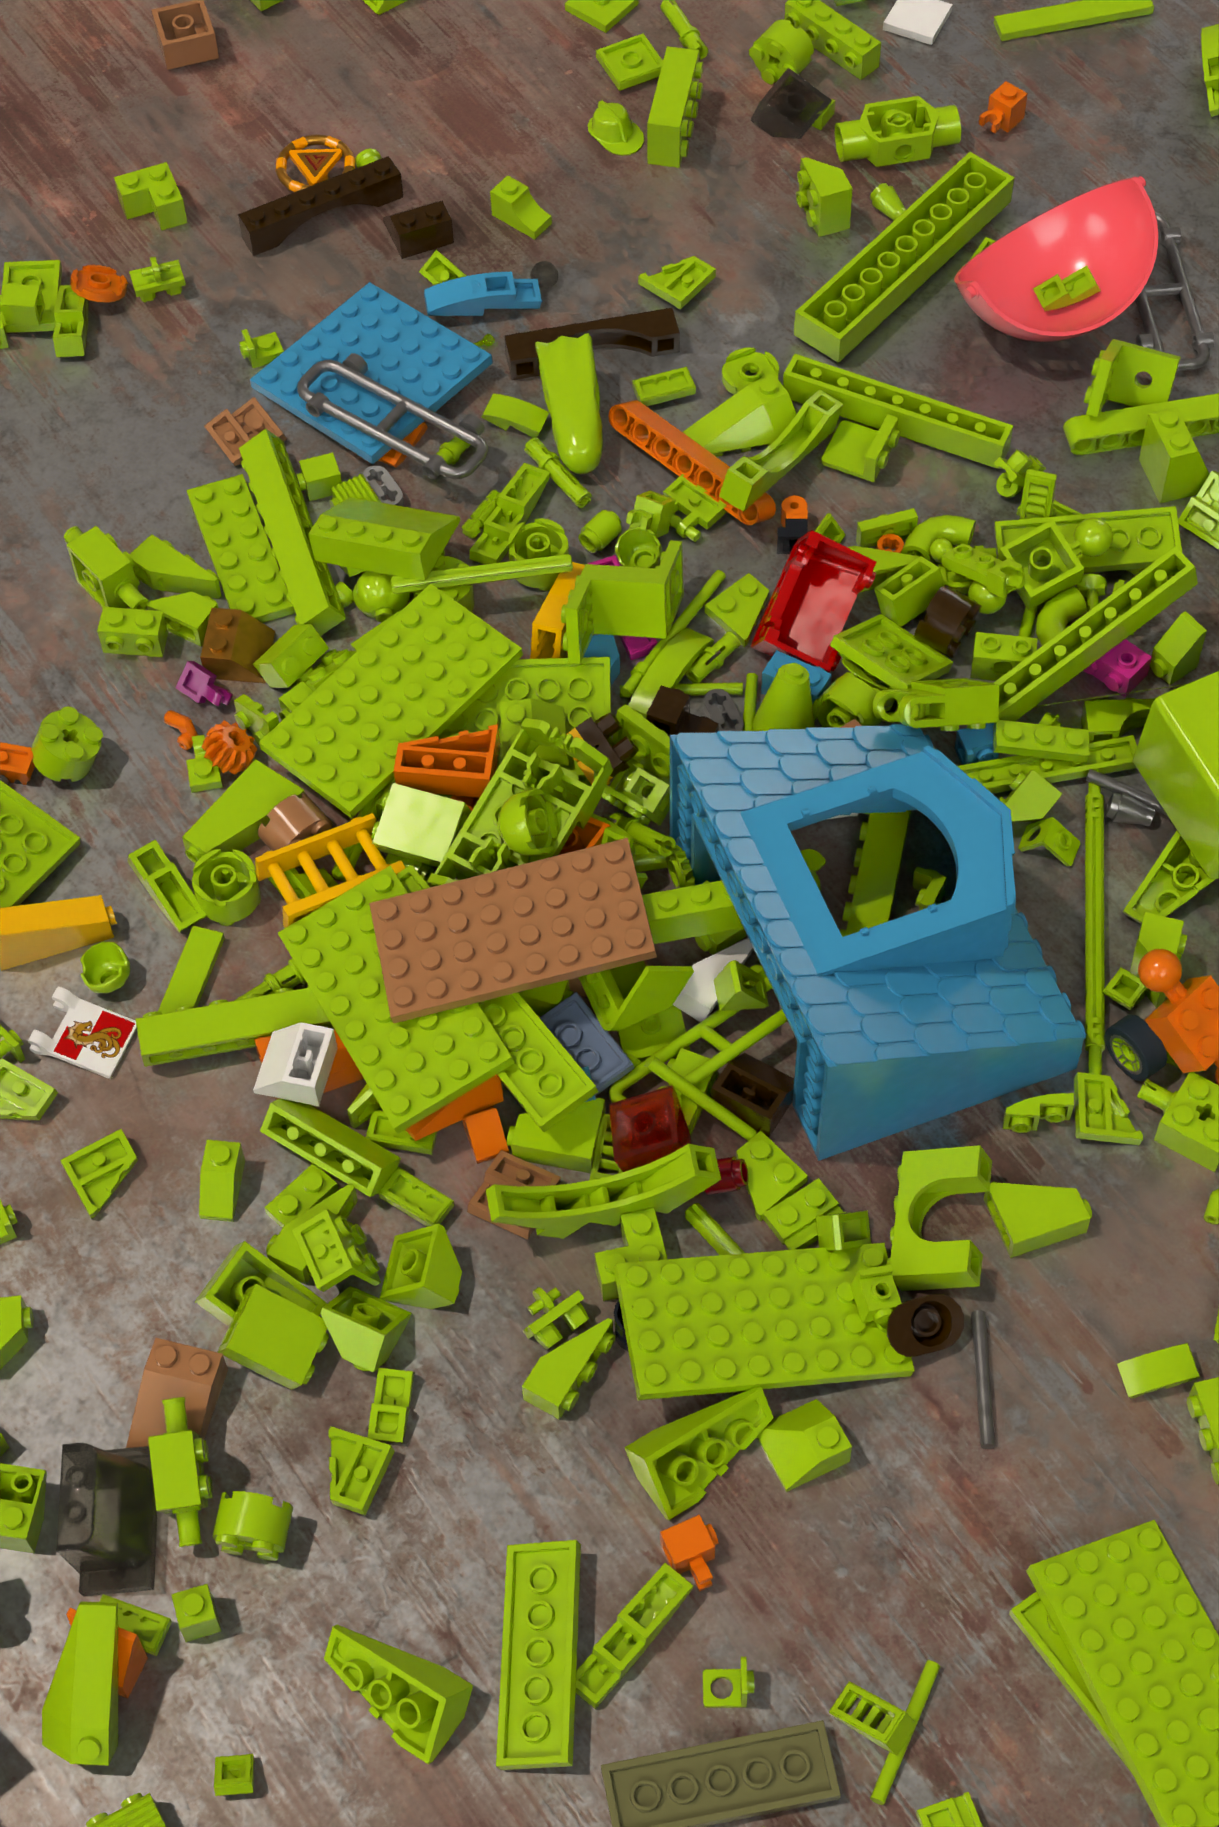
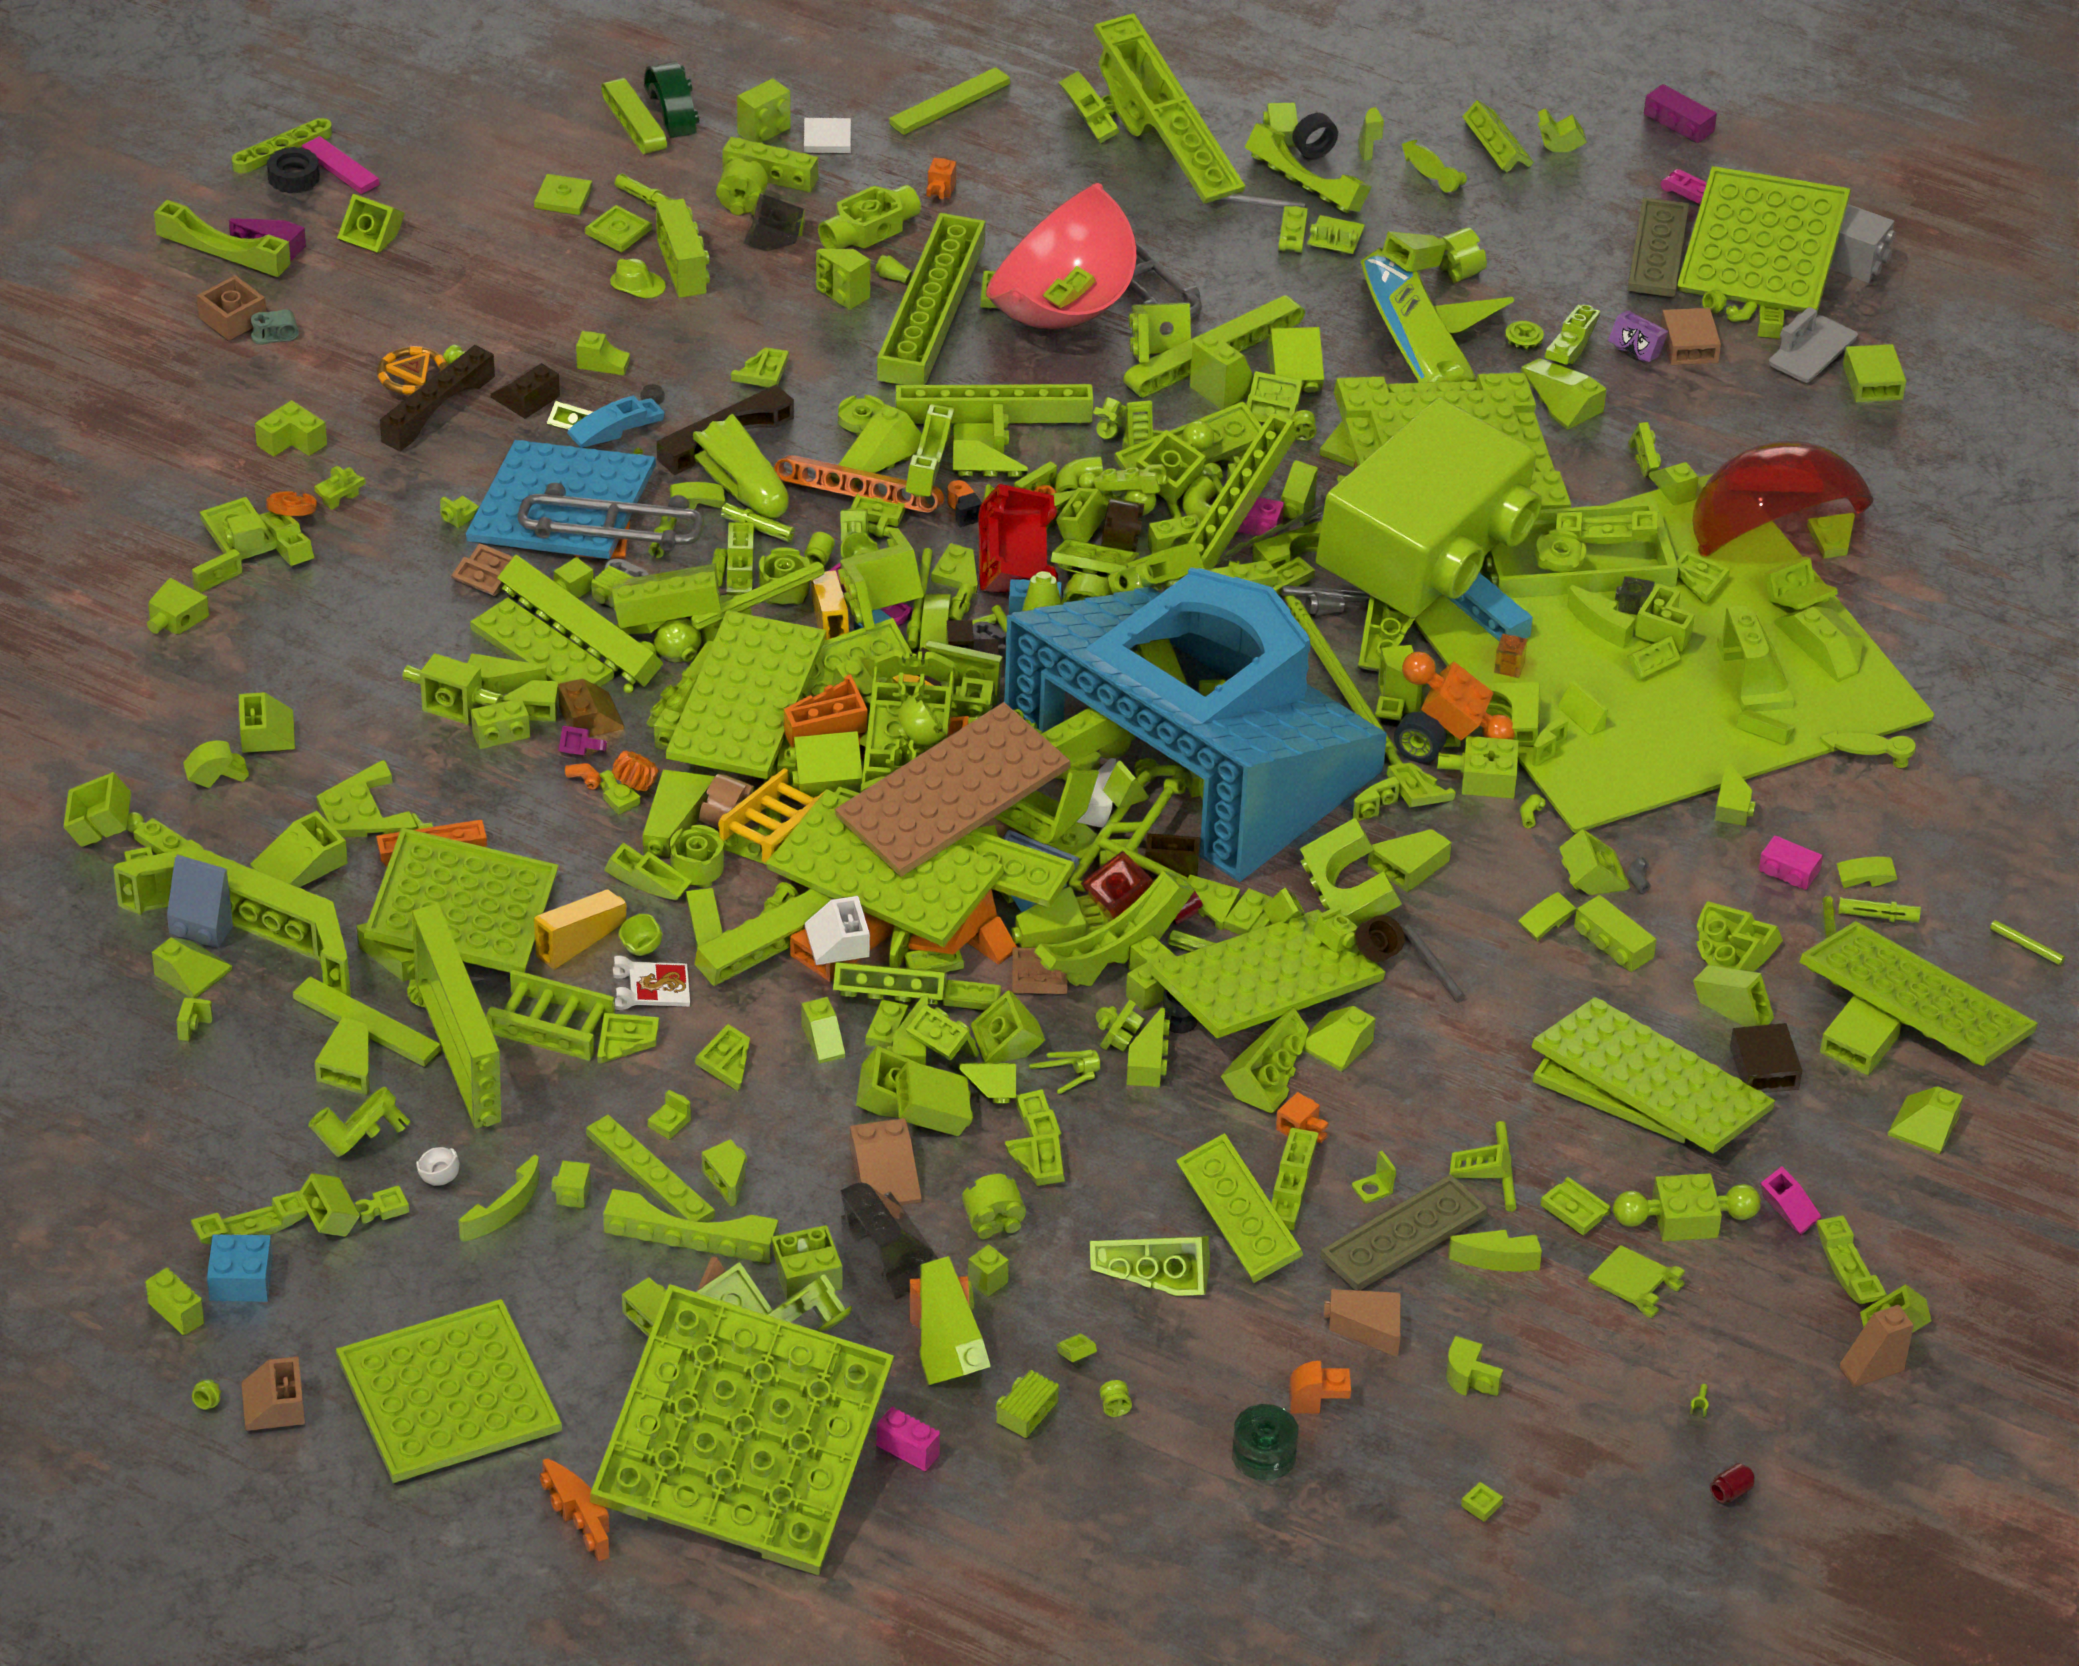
camera: 30 degrees left, 15 degrees down
(66, 745) = (508, 806): lime brick -> none
(179, 1472) = (924, 1191): lime brick -> none
(218, 68) = (275, 325): none -> sand green piece
(250, 716) = (648, 745): lime wing -> none
(291, 656) = (639, 699): lime brick -> none
(485, 1350) = (1083, 1062): none -> lime plant
(664, 386) = (801, 441): lime plate -> none
(841, 474) = (976, 456): none -> lime slope

